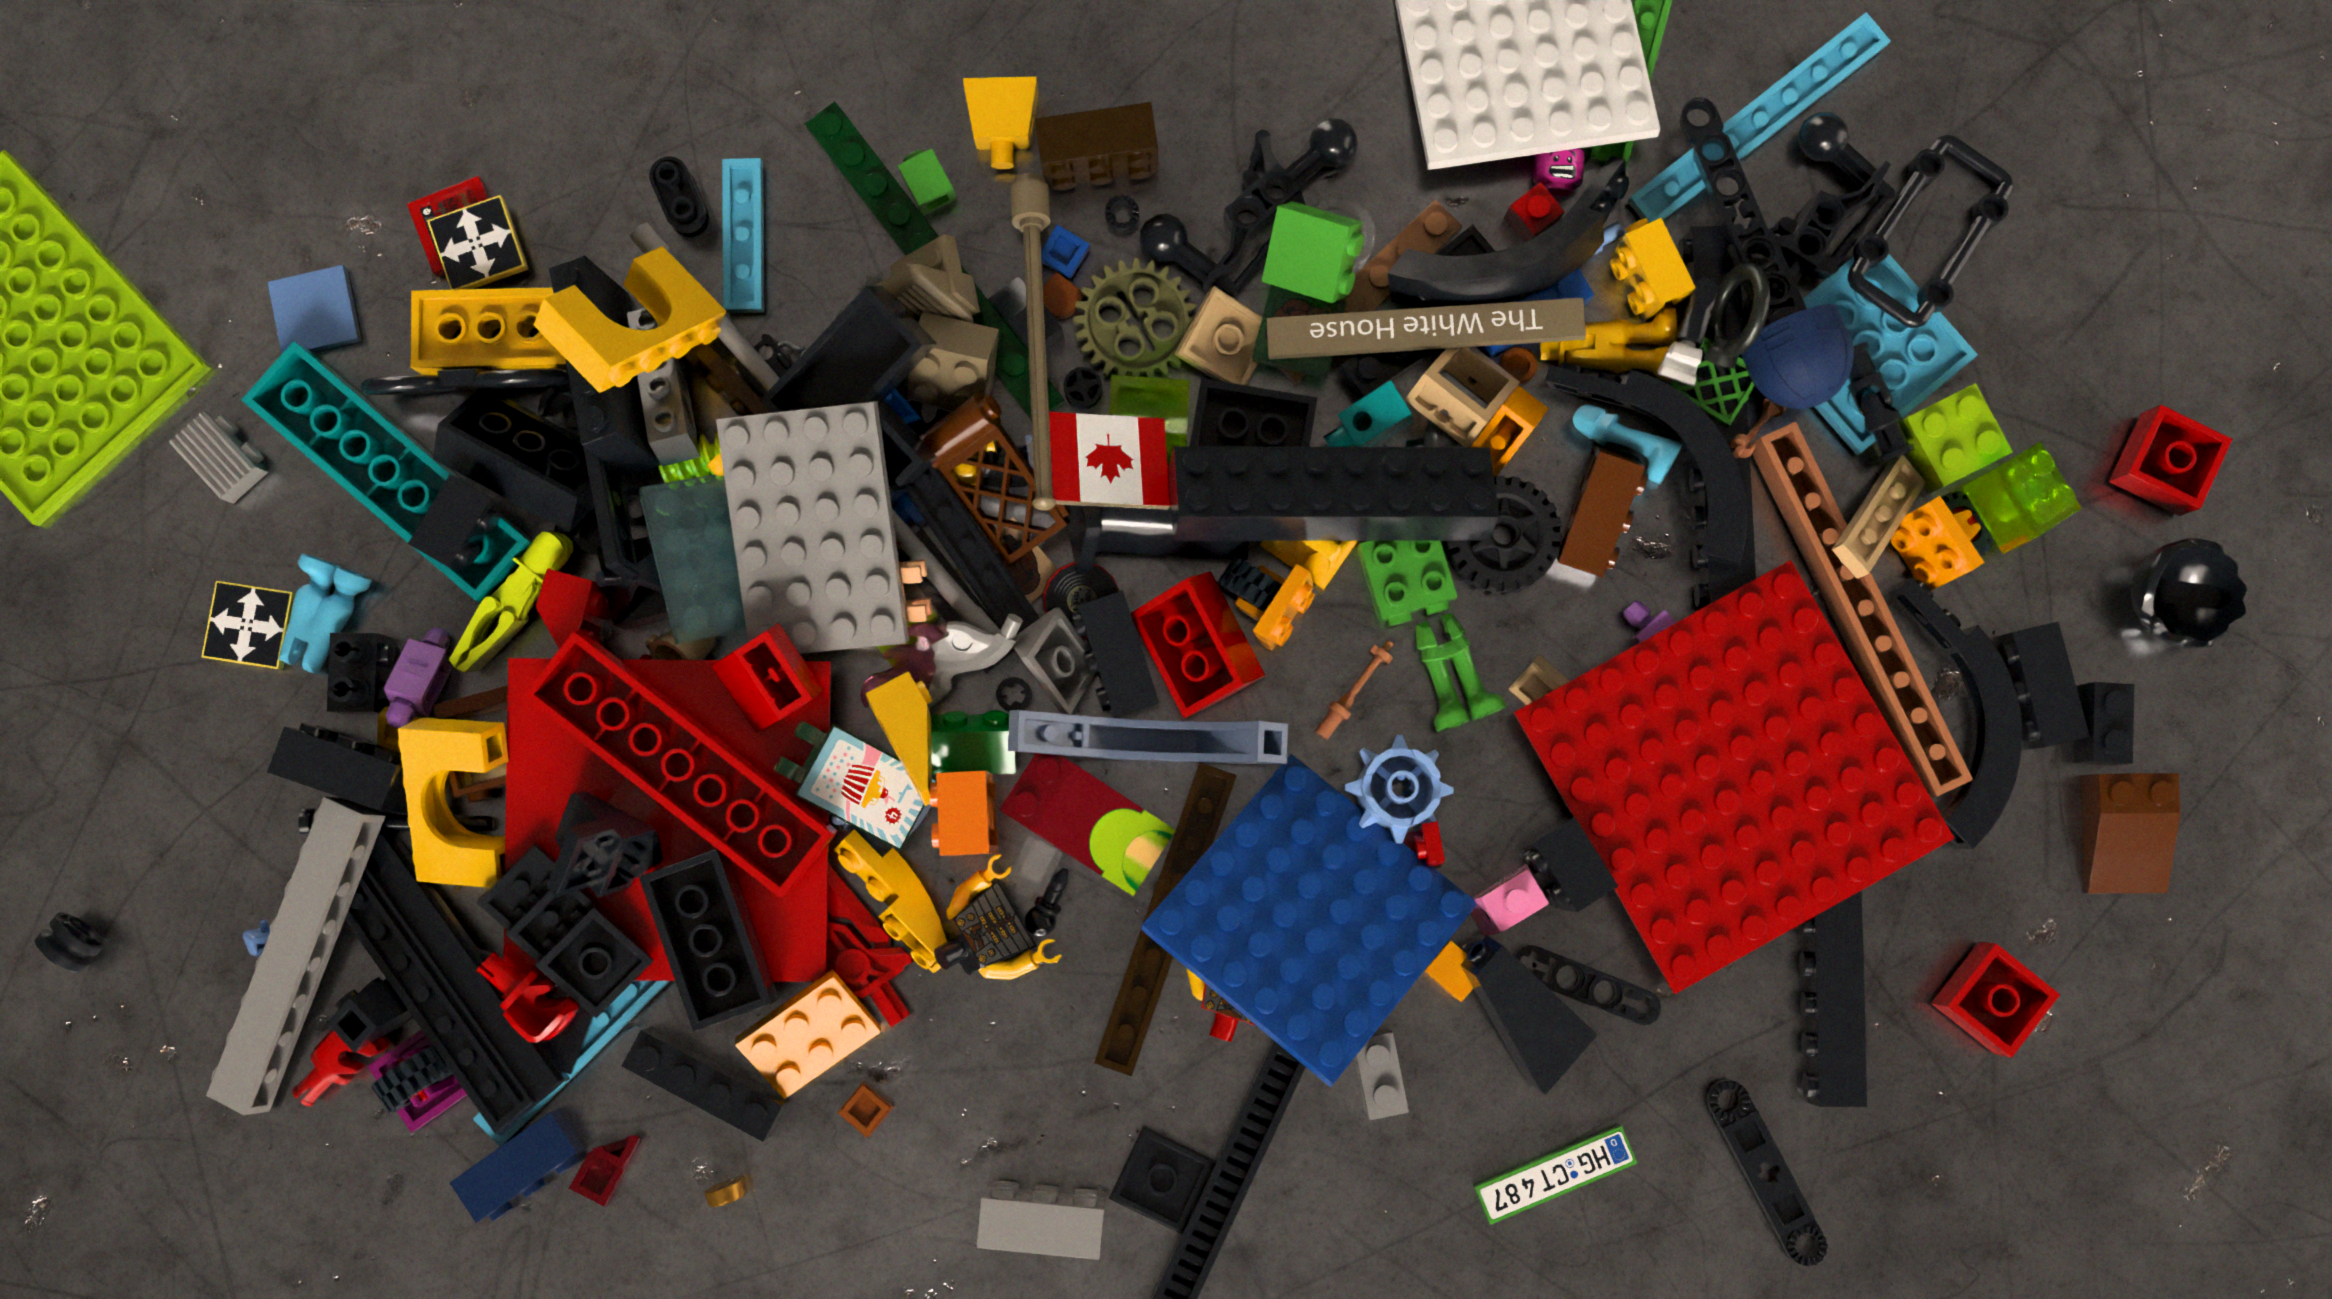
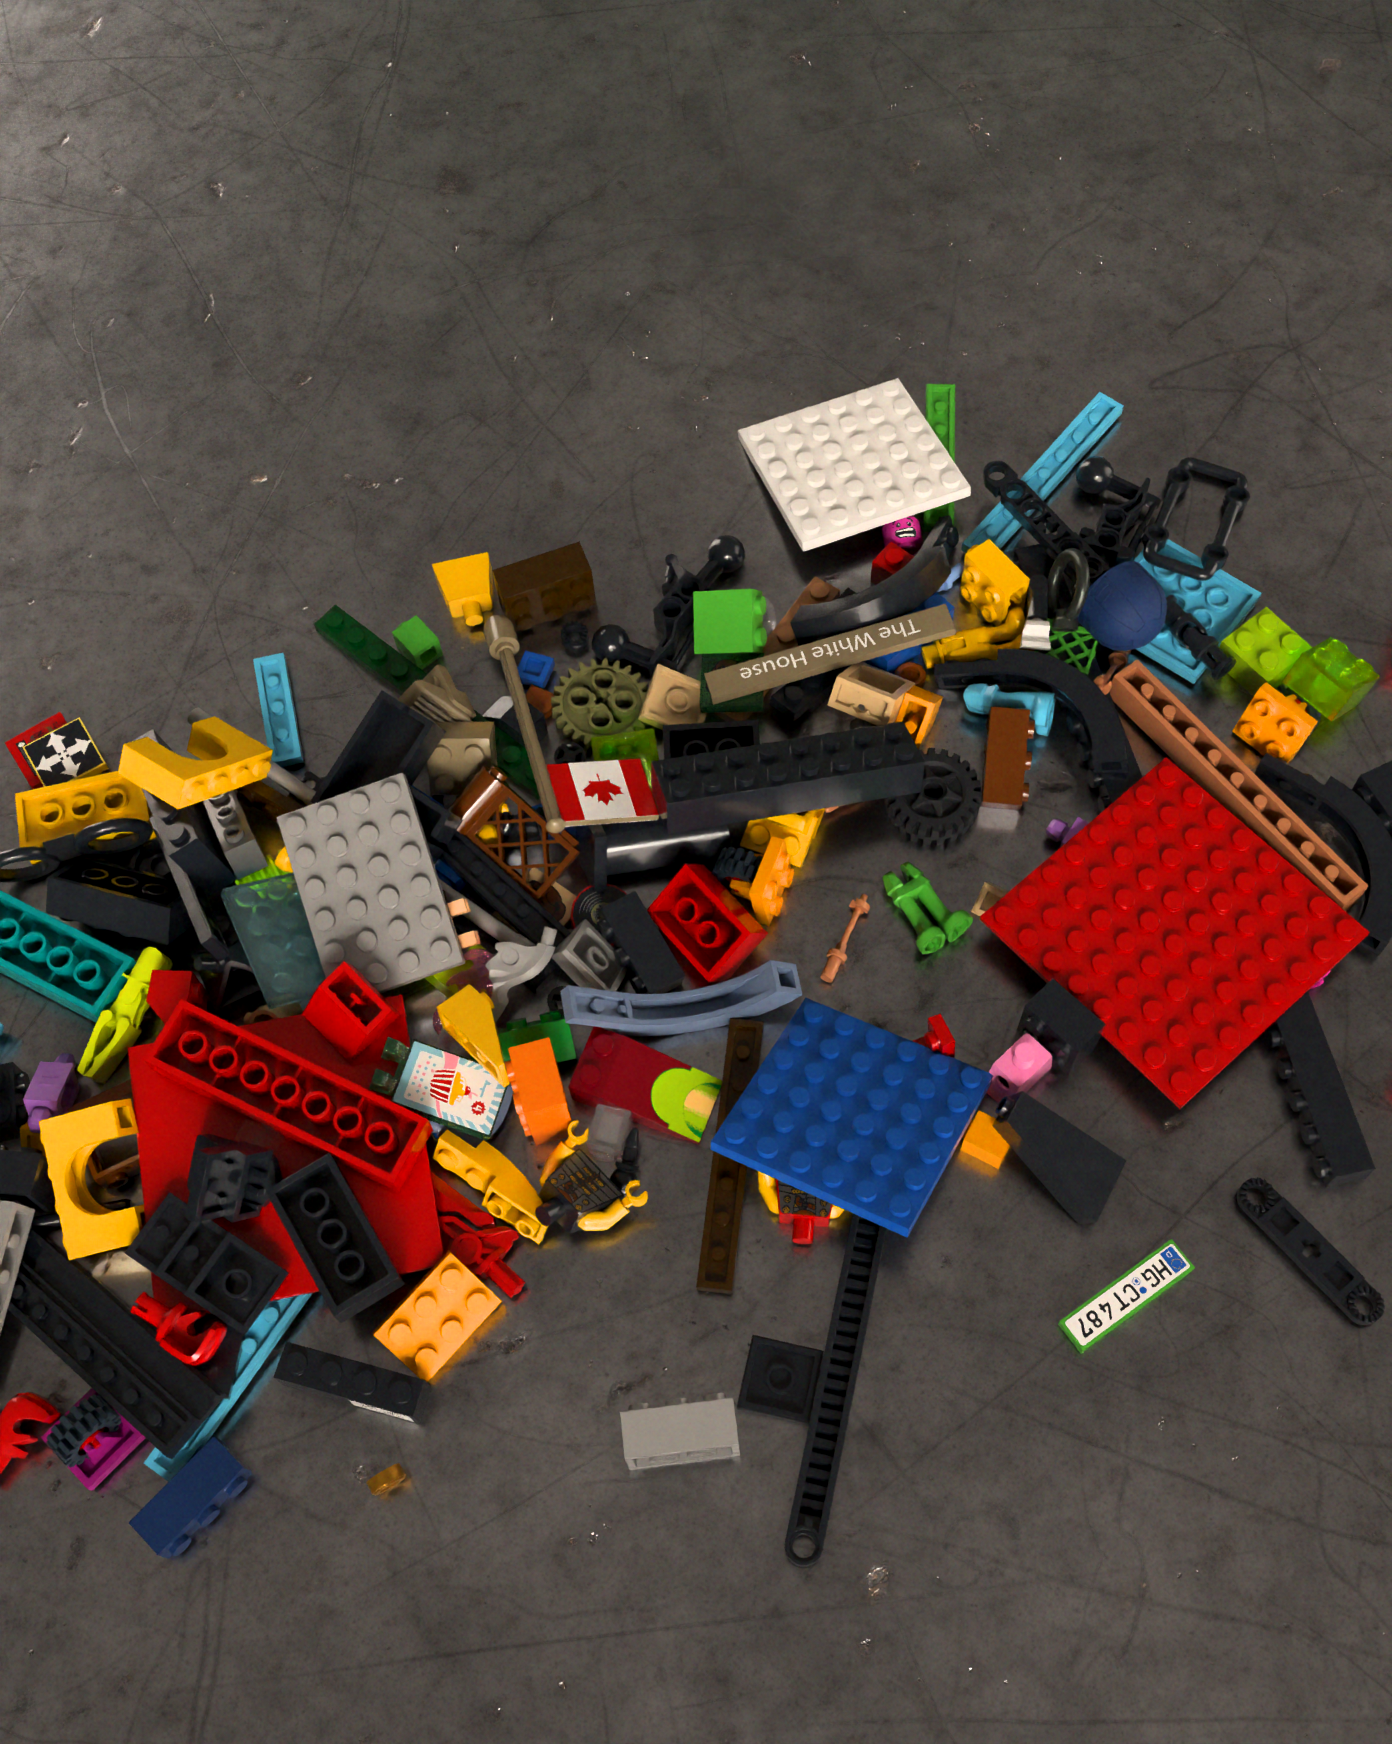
camera: 10 degrees left, 20 degrees down
(368, 1014) = (40, 1381): black brick -> none
(456, 524) = (71, 953): black brick -> none
(604, 1170) = (271, 1487): dark red slope -> none
(680, 199) = (224, 693): black brick -> none
(865, 1109) = (501, 1378): dark orange tile -> none
(1381, 406) = (809, 719): teal torso -> none
(1381, 1077) = (948, 1240): light grey brick -> none
(1397, 765) = (900, 999): light blue brick -> none
(1406, 578) = (863, 840): bright green brick -> none
(1587, 980) = (1106, 1120): black beam -> none
(1879, 516) = (1224, 713): tan plate -> none

